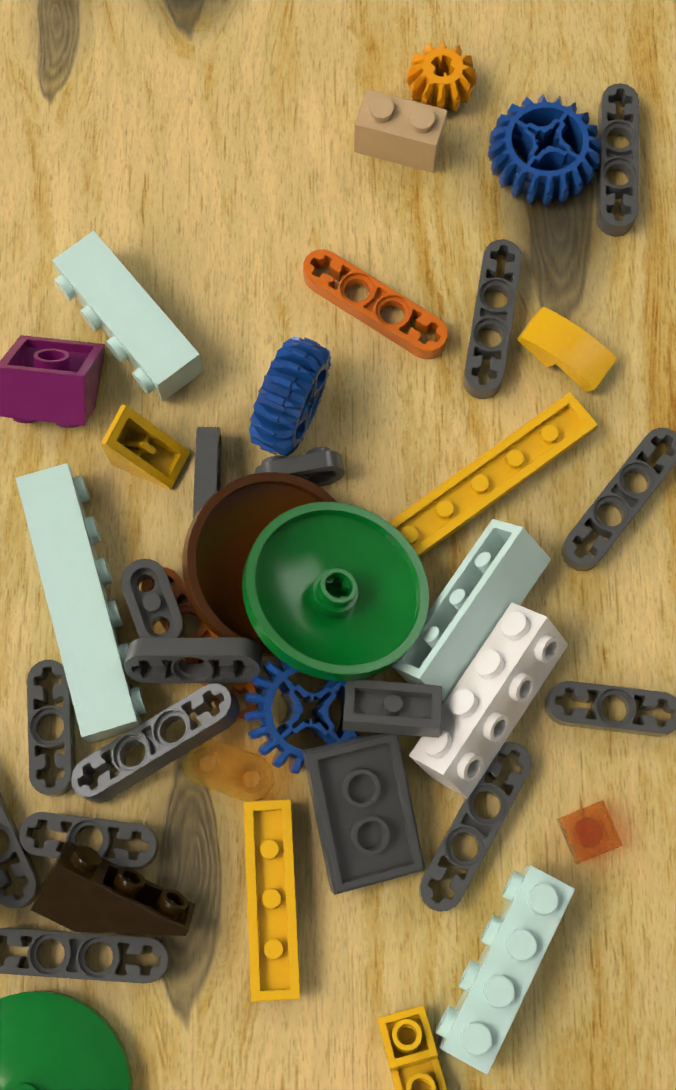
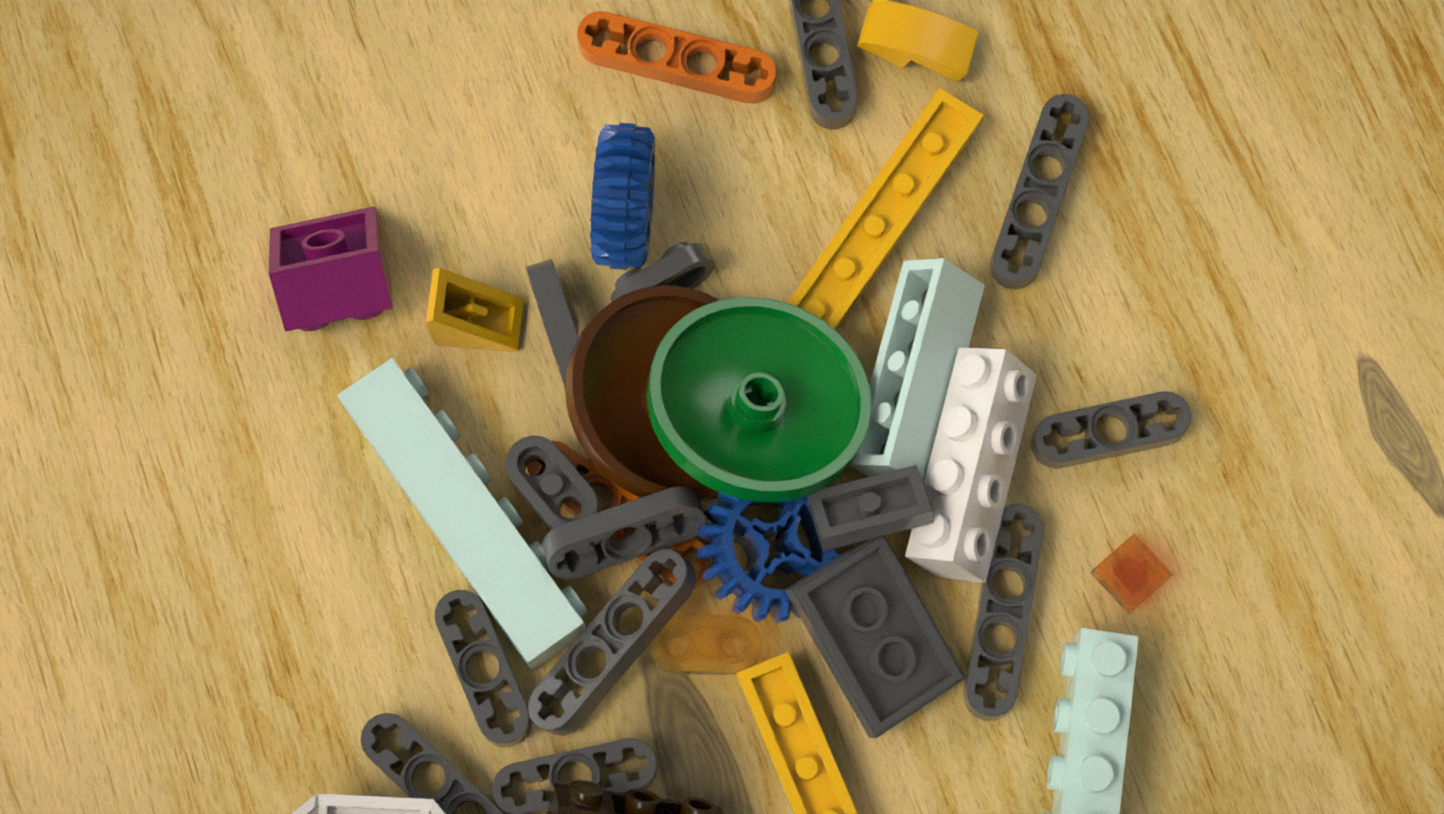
camera: 20 degrees left, 0 degrees up
(127, 316) = (394, 164): light aqua brick -> none

